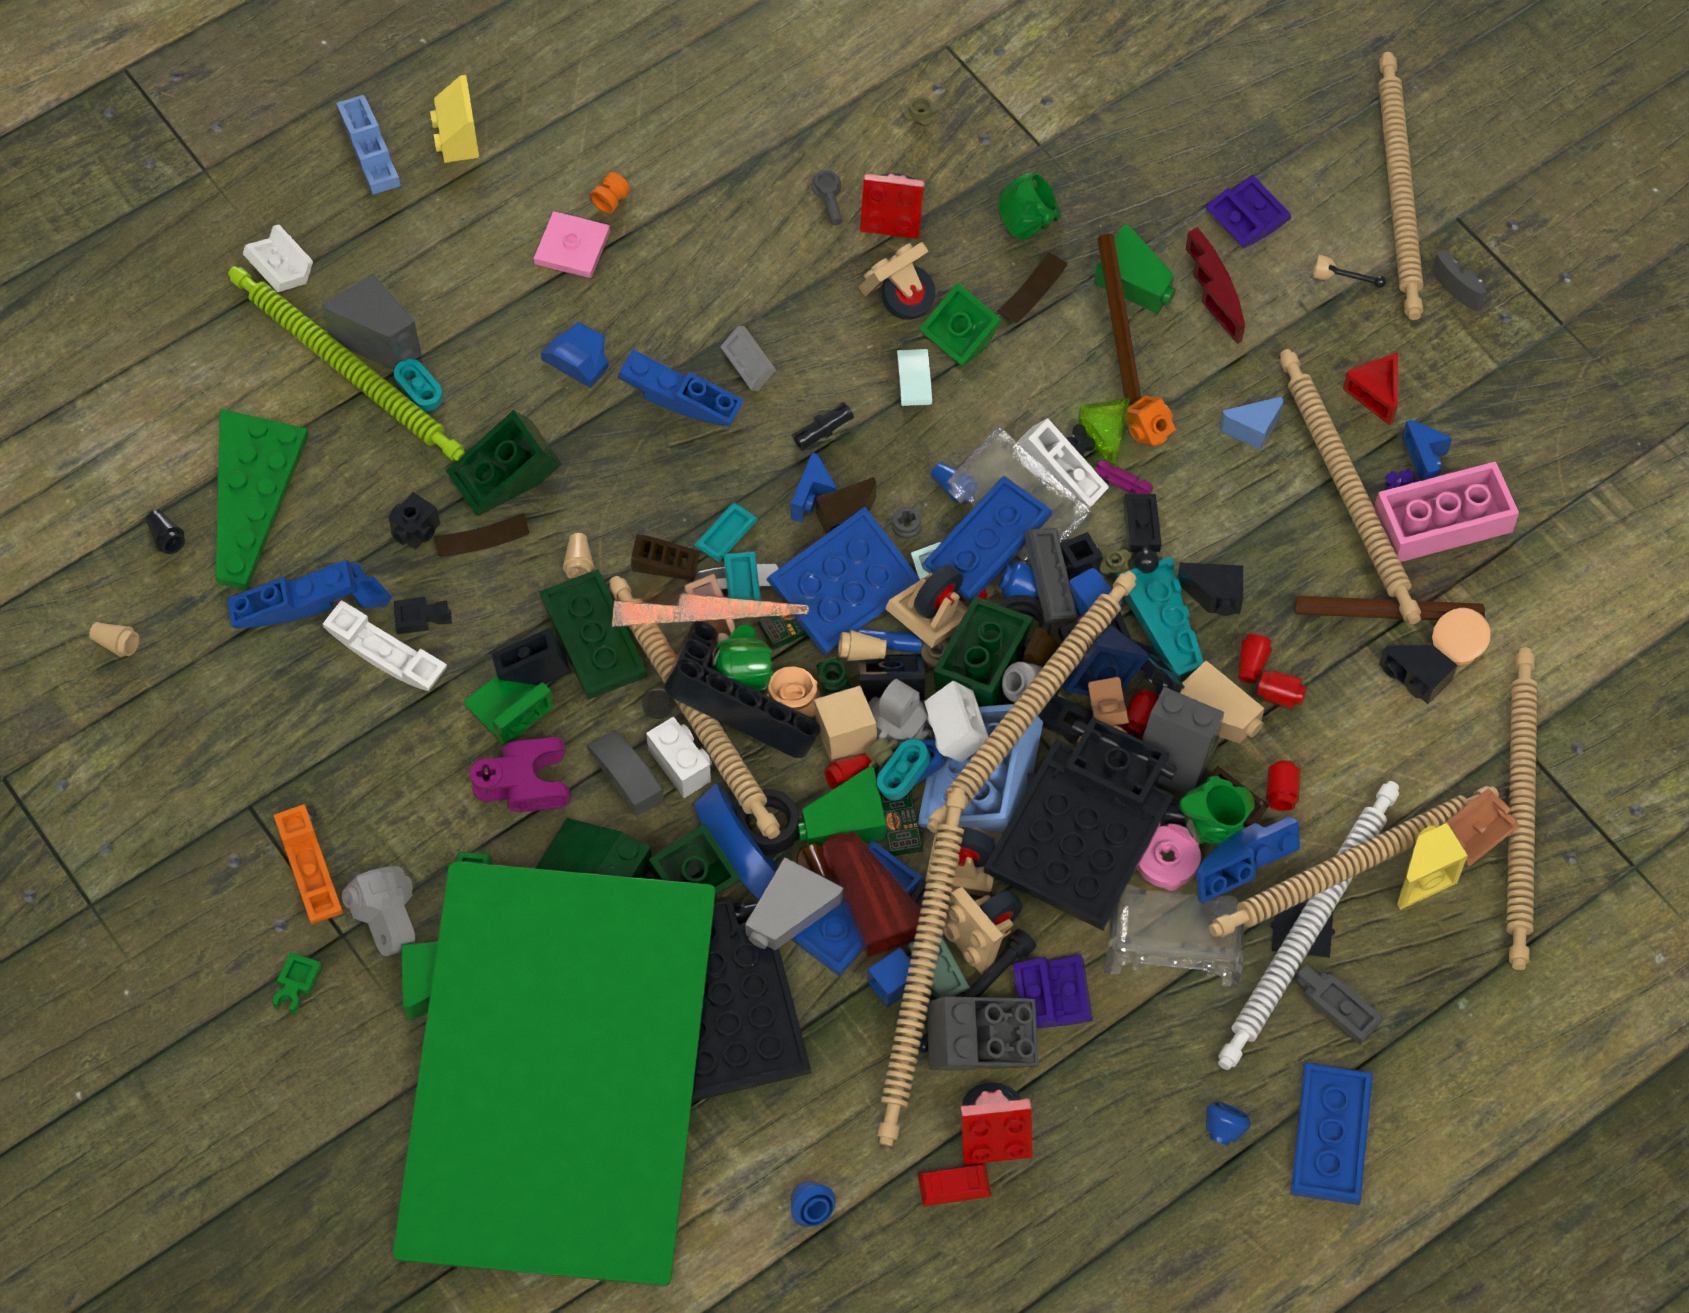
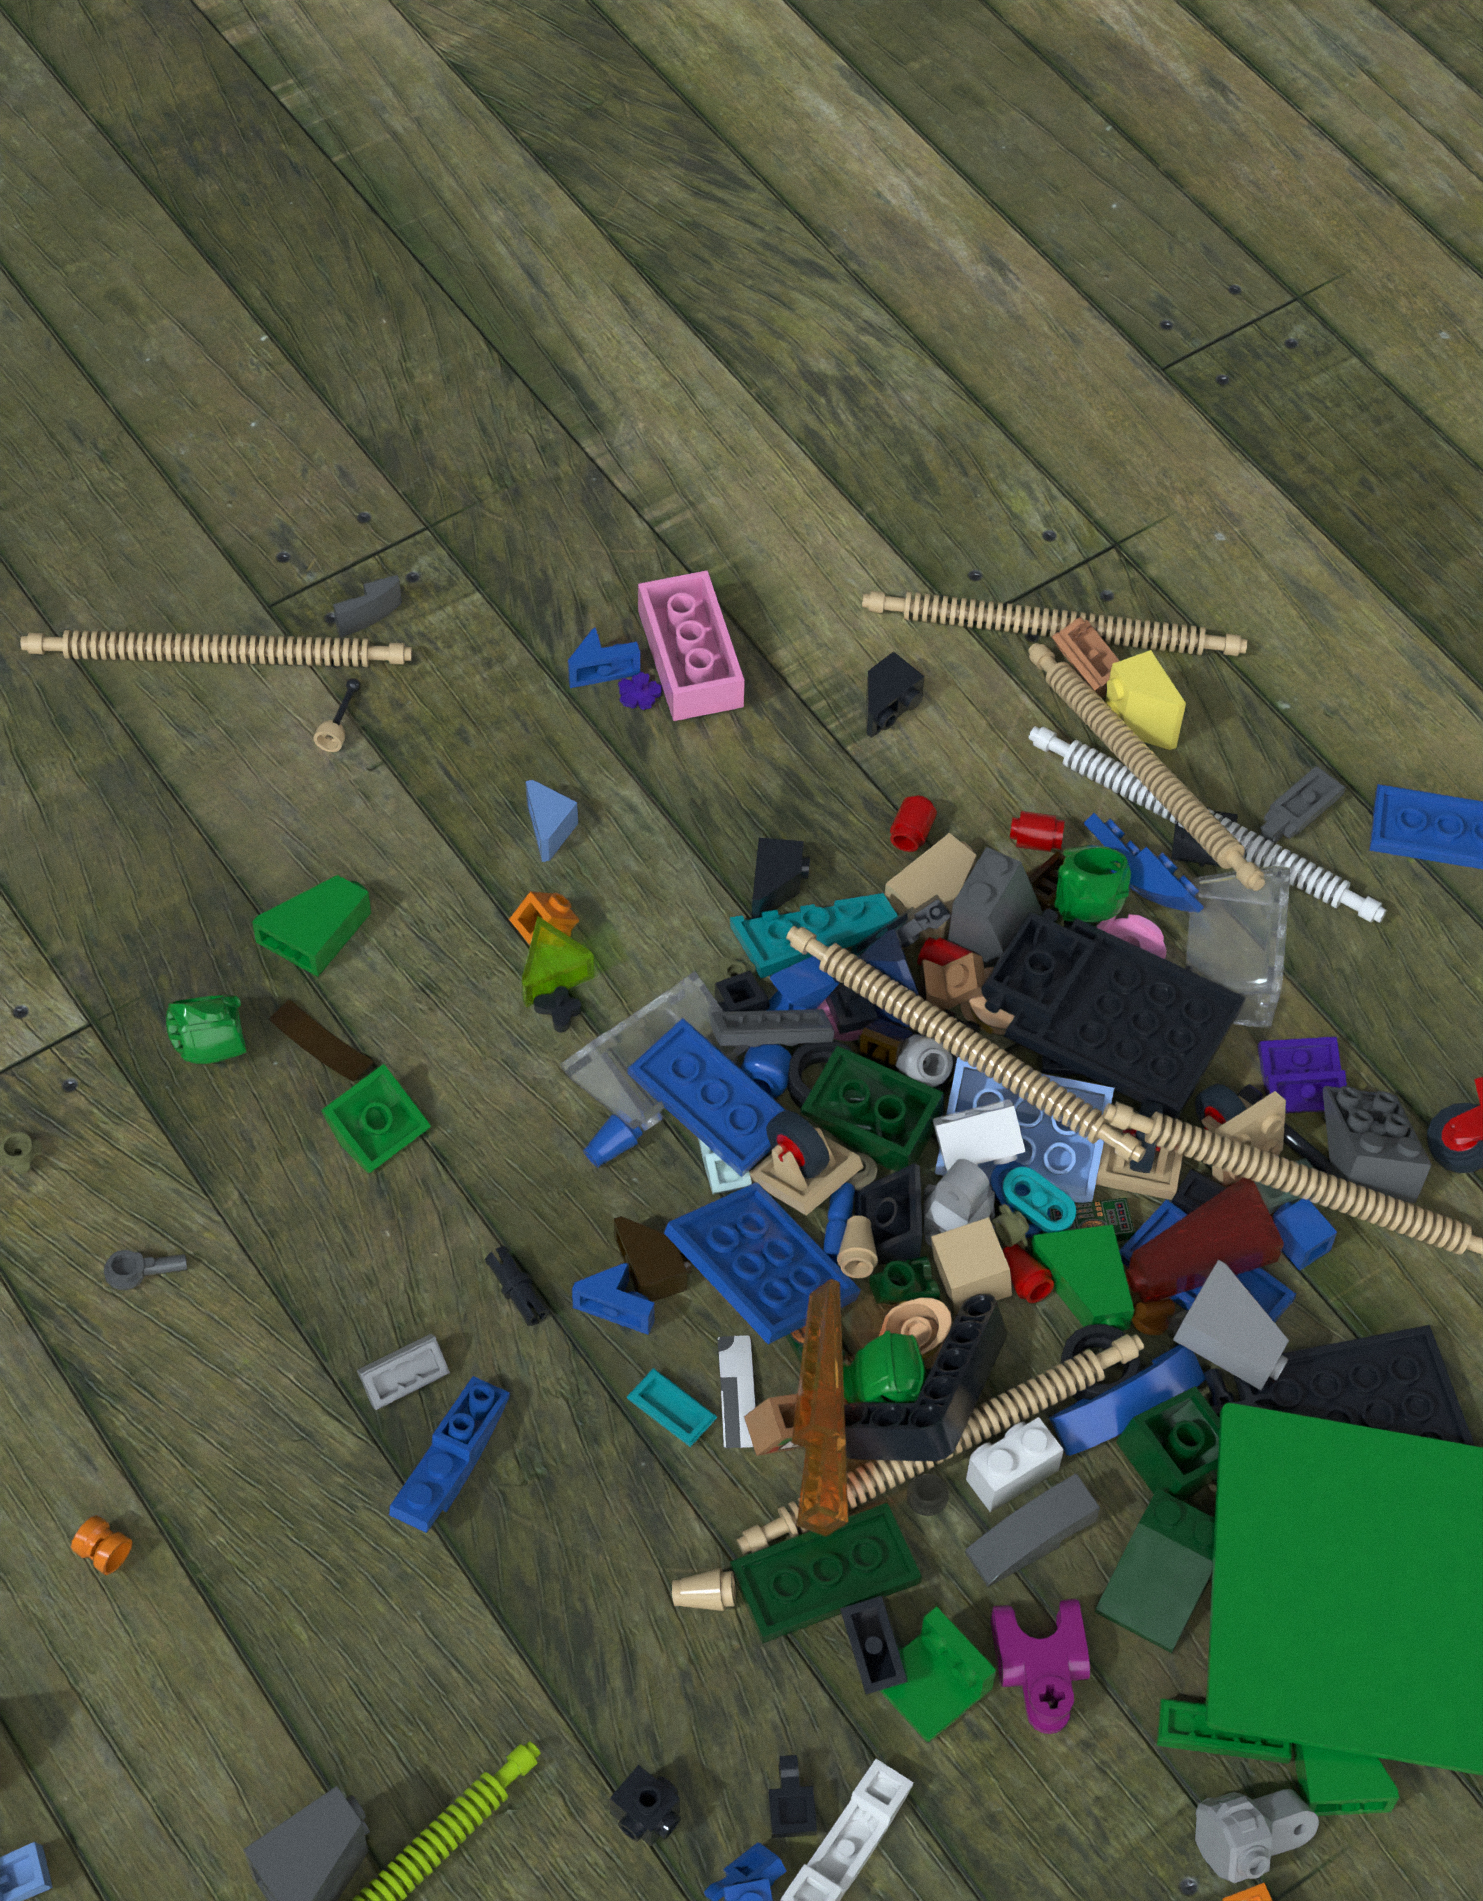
camera: 90 degrees left, 5 degrees down
(419, 387) = (403, 1809): teal plate -> none
(482, 537) = (660, 1721): dark brown sticker -> none
(503, 464) = (555, 1690): dark green slope -> none
(572, 244) = (179, 1602): bright pink plate -> none
(578, 354) = (370, 1593): blue slope -> none
(657, 546) = (703, 1513): dark brown slope -> none
(742, 576) = (751, 1384): teal tile -> none
(892, 205) = (176, 1181): red plate -> none
(904, 287) = (302, 1179): plate -> none
(906, 513) = (674, 1190): dark grey bush -> none
(914, 377) = (453, 1175): light aqua slope -> none
(1063, 461) = (589, 1017): white slope -> none
(1119, 318) = (394, 938): reddish brown axle -> none
(1122, 478) = (617, 960): magenta axle -> none
(1143, 530) = (695, 941): black plate -> none
(1218, 292) = (356, 837): dark red slope -> none
(1226, 1122) = (1453, 916): blue cone -> none
(1248, 212) = (234, 803): dark purple slope -> none
(1253, 657) = (870, 847): red cone -> none
(1350, 487) = (723, 715): tan hose -> none
(1374, 607) = (805, 718): reddish brown axle -> none
(1376, 386) = (517, 691): red slope -> none
(1462, 635) = (847, 651): light nougat piece -> none

